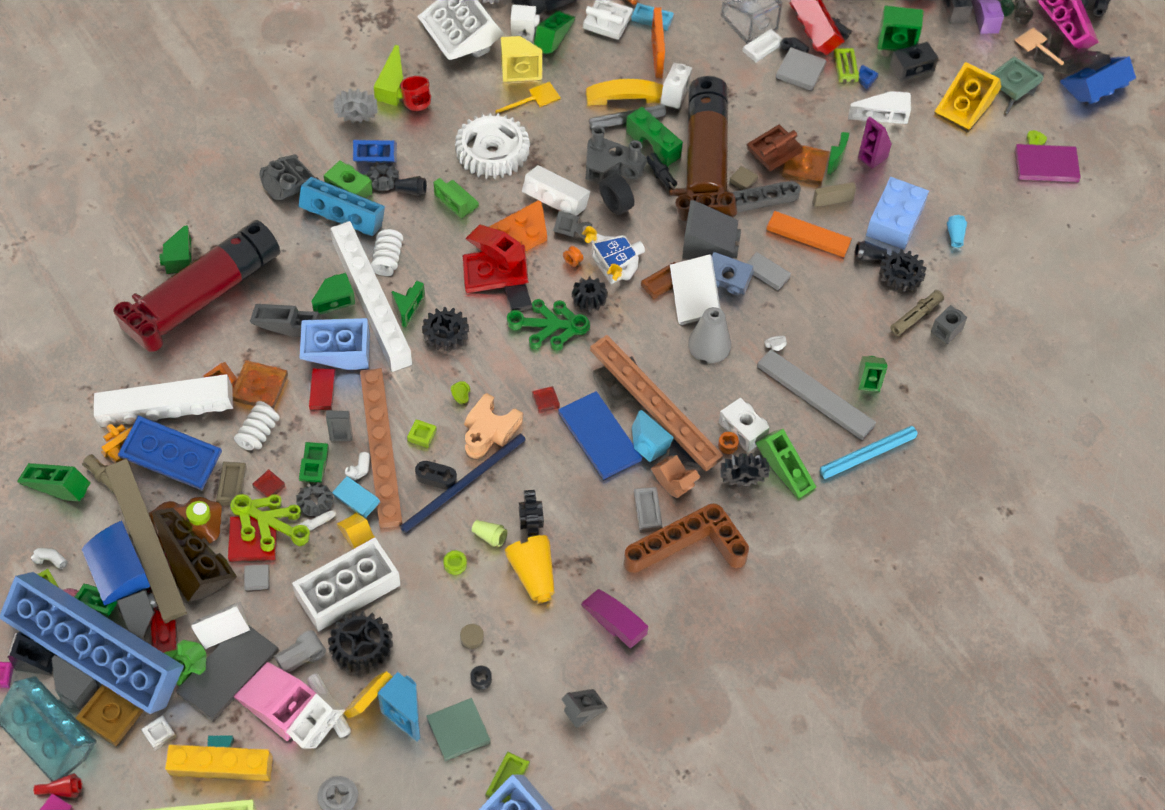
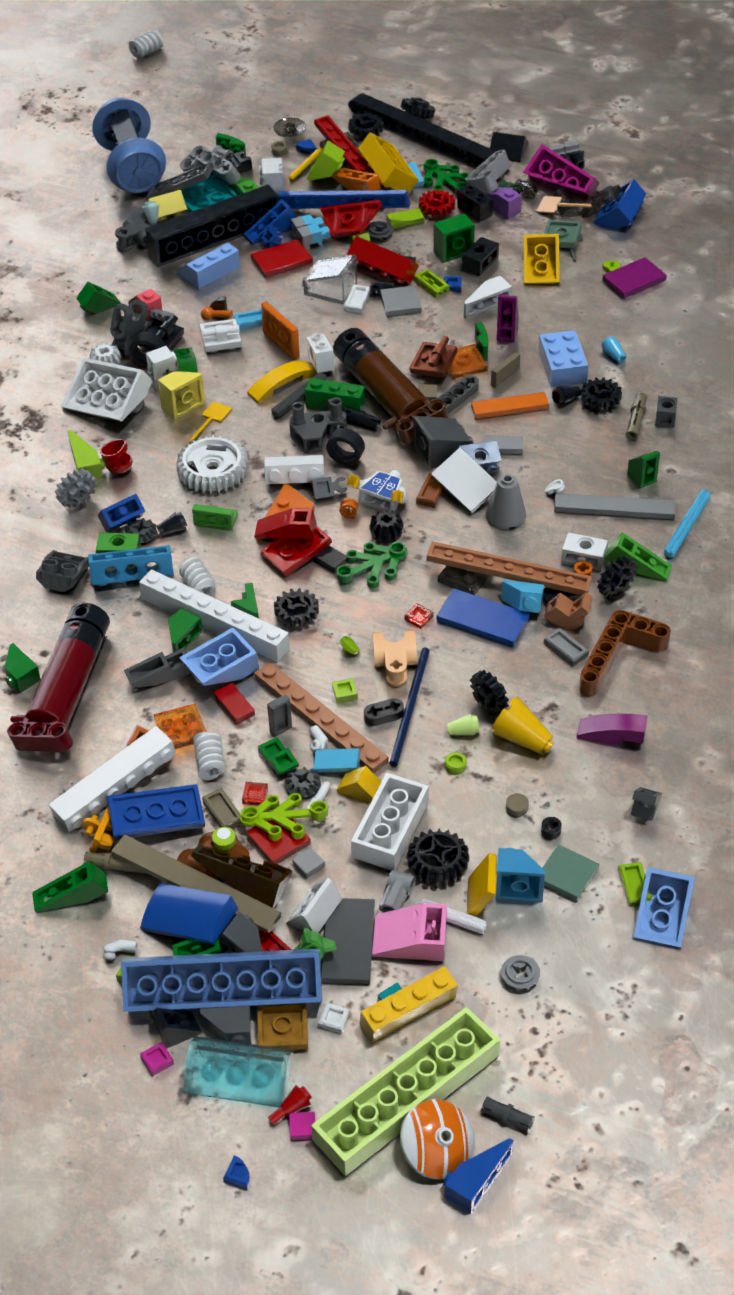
camera: 30 degrees left, 10 degrees down
(315, 720) = (460, 925): white brick -> none

